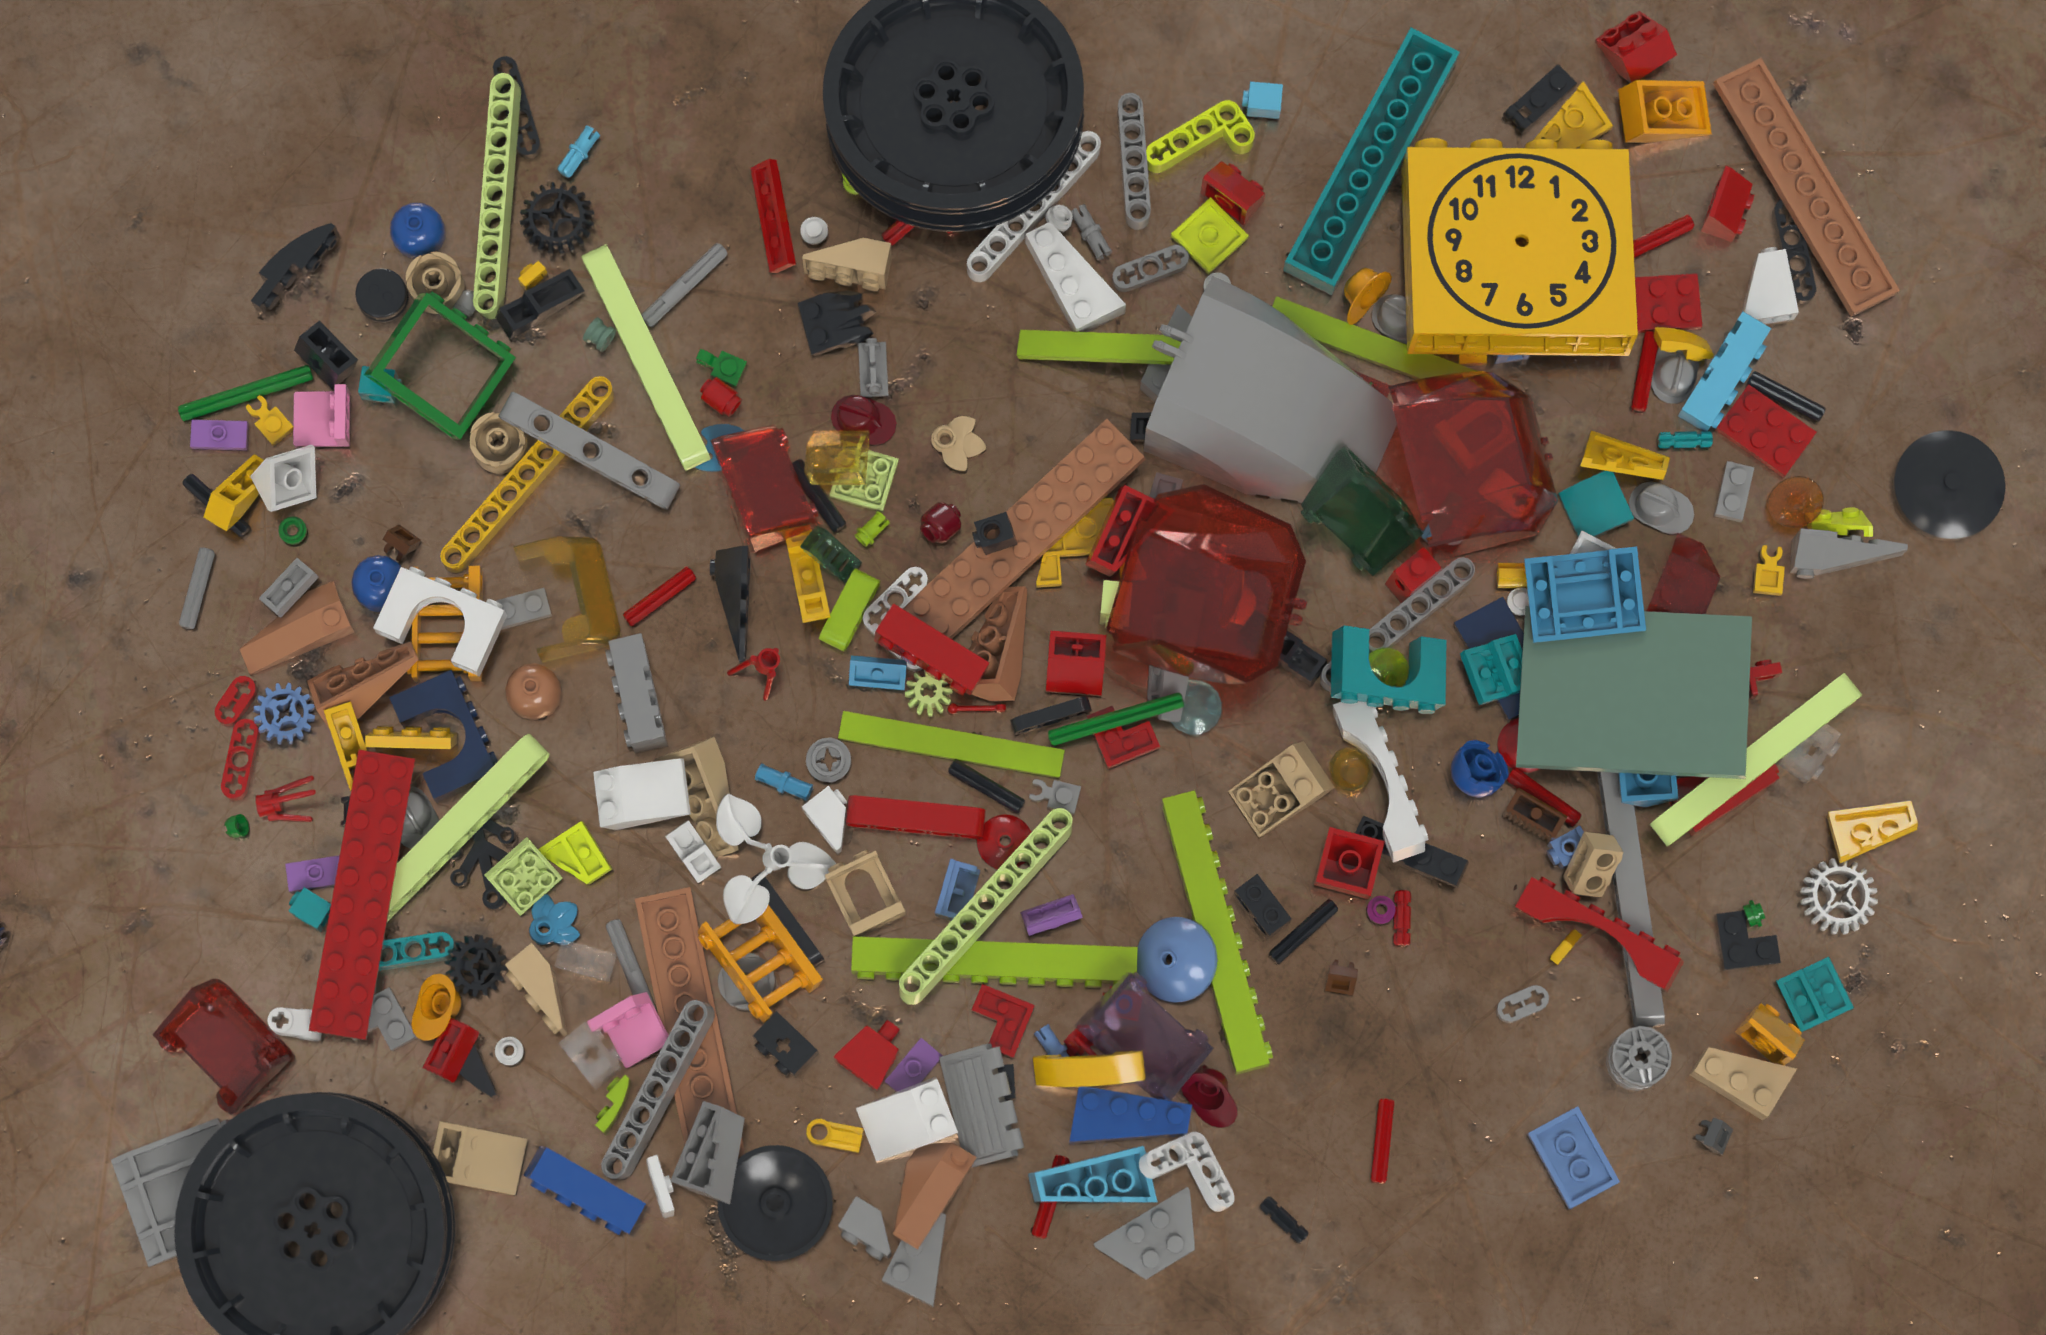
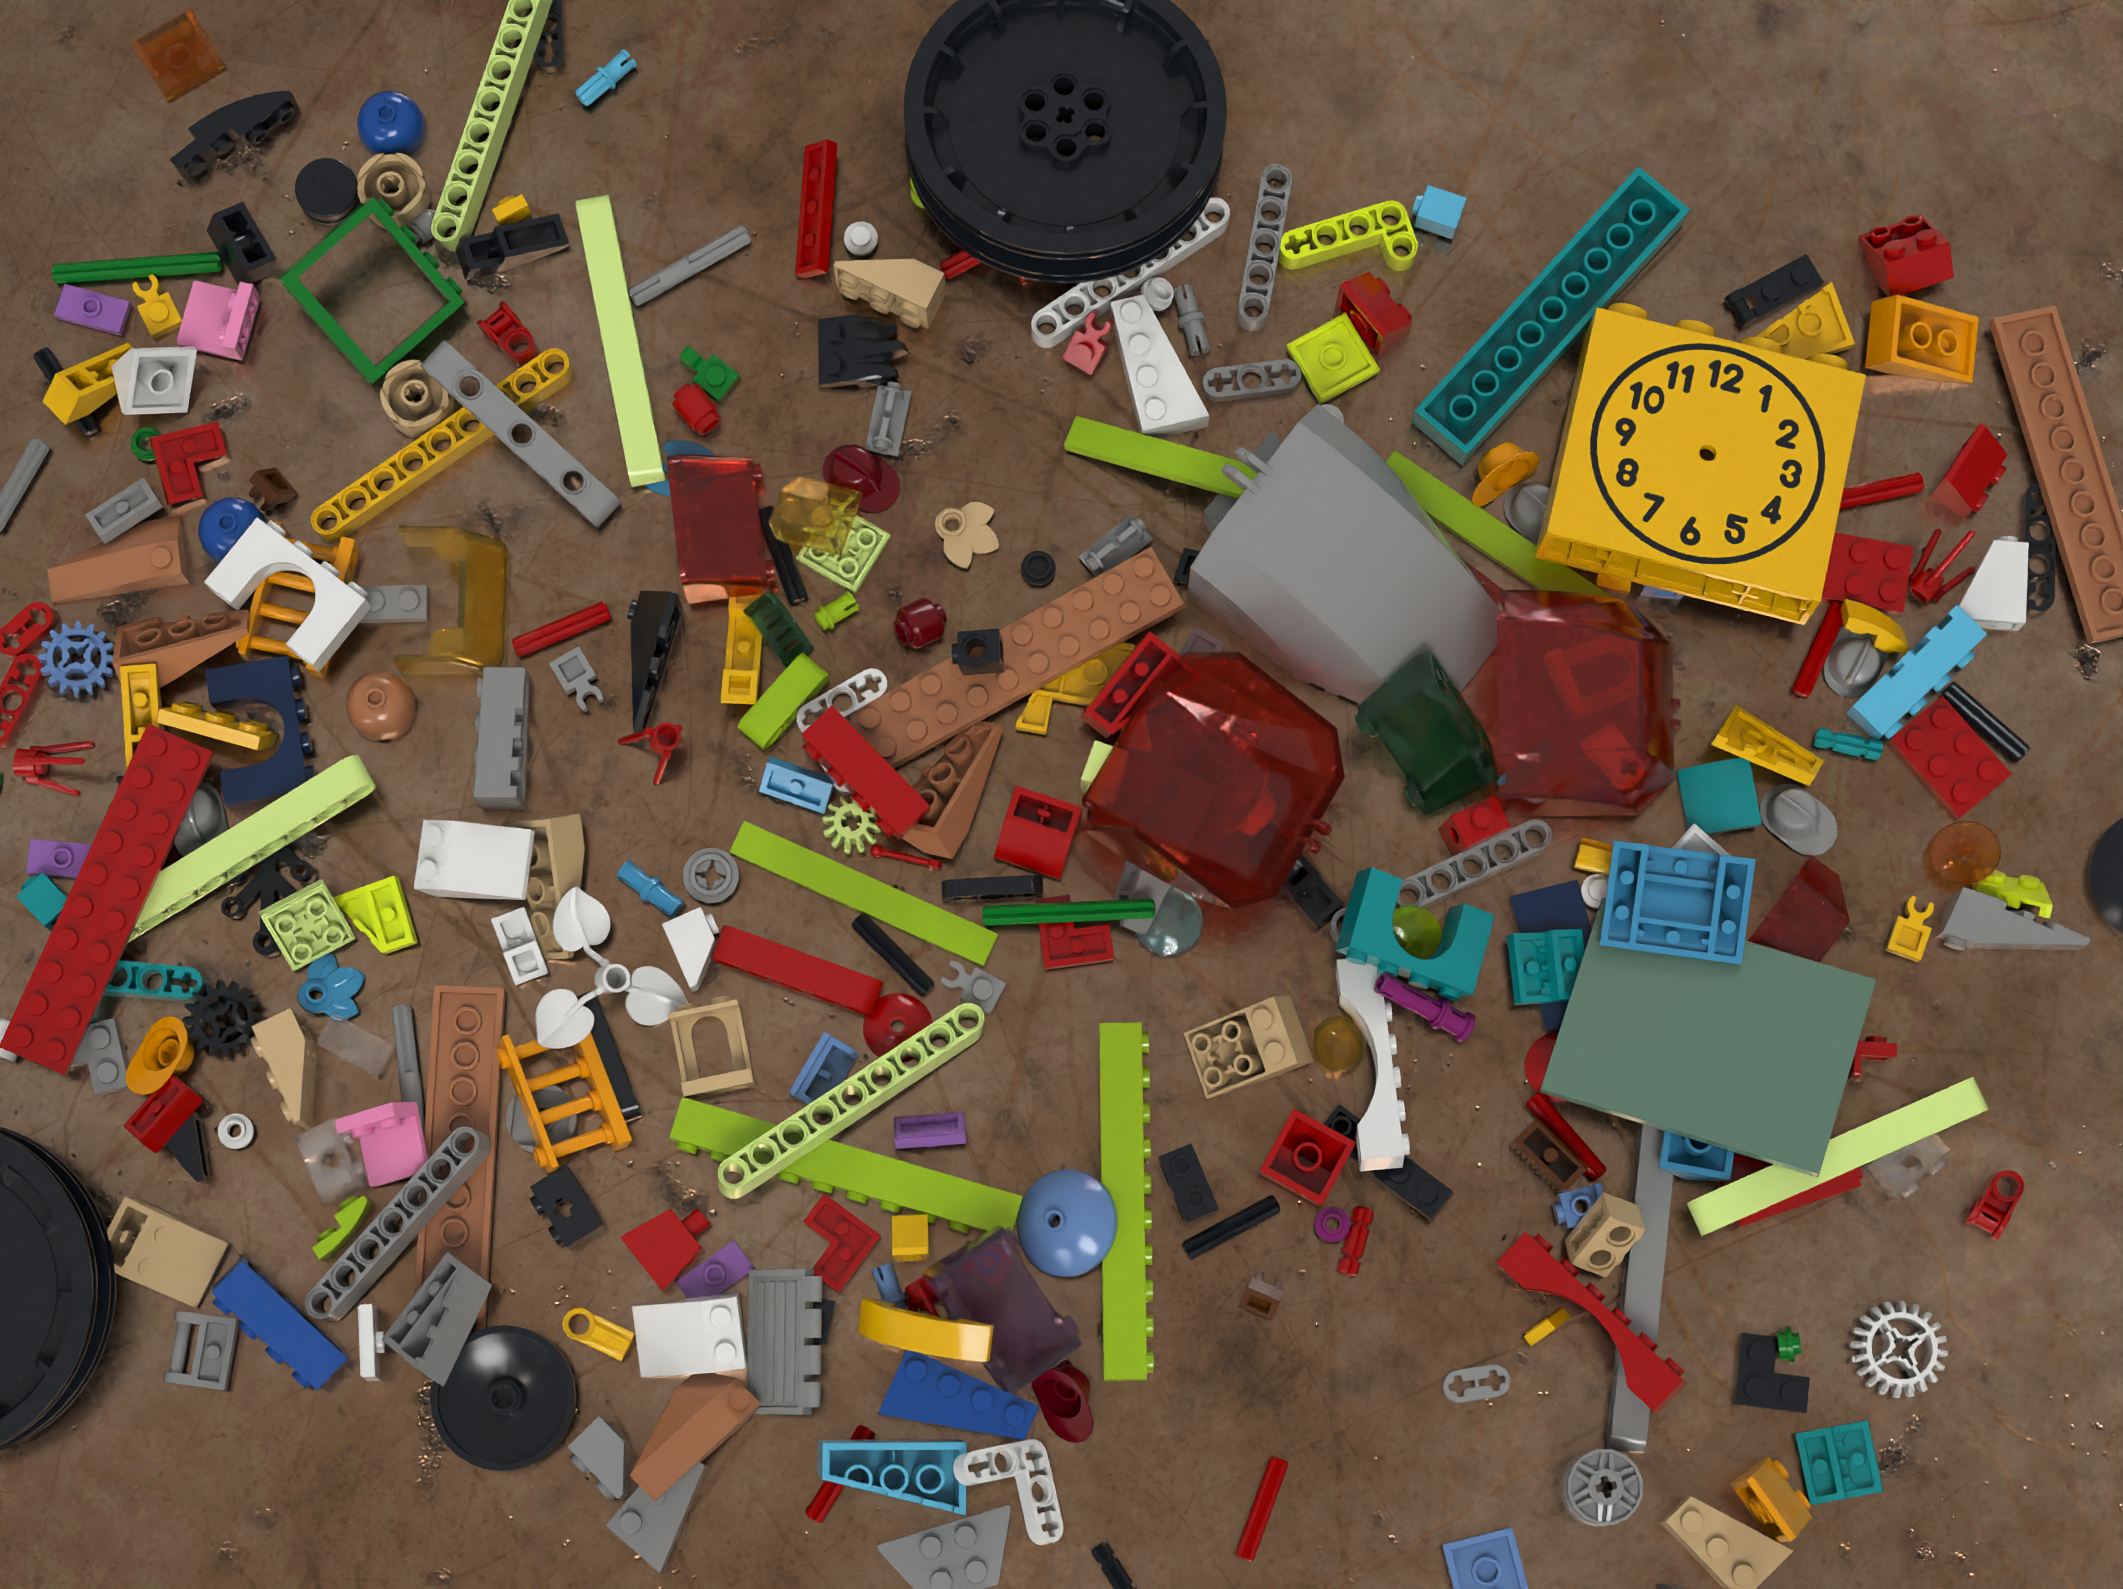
camera: 15 degrees right, 0 degrees up
(233, 215) = (178, 54): none -> clear orange slope
(319, 535) = (176, 457): none -> red plate
(371, 391) = (285, 303): teal brick -> none
(537, 1226) = (212, 1352): none -> light grey plate
(547, 215) = (566, 127): black gear -> none
(553, 371) = (506, 332): none -> red piece
(599, 334) = (572, 300): sand green wheel -> none
(680, 629) = (575, 675): none -> light grey plate
(1015, 272) = (1087, 346): none -> plate
(1021, 456) = (1038, 568): none -> black plate
(1059, 1001) = (910, 1238): none -> yellow slope
(1078, 424) = (1116, 546): none -> light grey hinge
(1420, 725) = (1437, 1012): none -> magenta pin
(1478, 769) = (1494, 1083): blue cylinder -> none
(1716, 300) = (1927, 584): none -> red plant
(1734, 491) = (1892, 821): light grey plate -> none
(1870, 827) = (1957, 1274): yellow wing -> none
(1884, 771) = (1995, 1205): none -> red piece

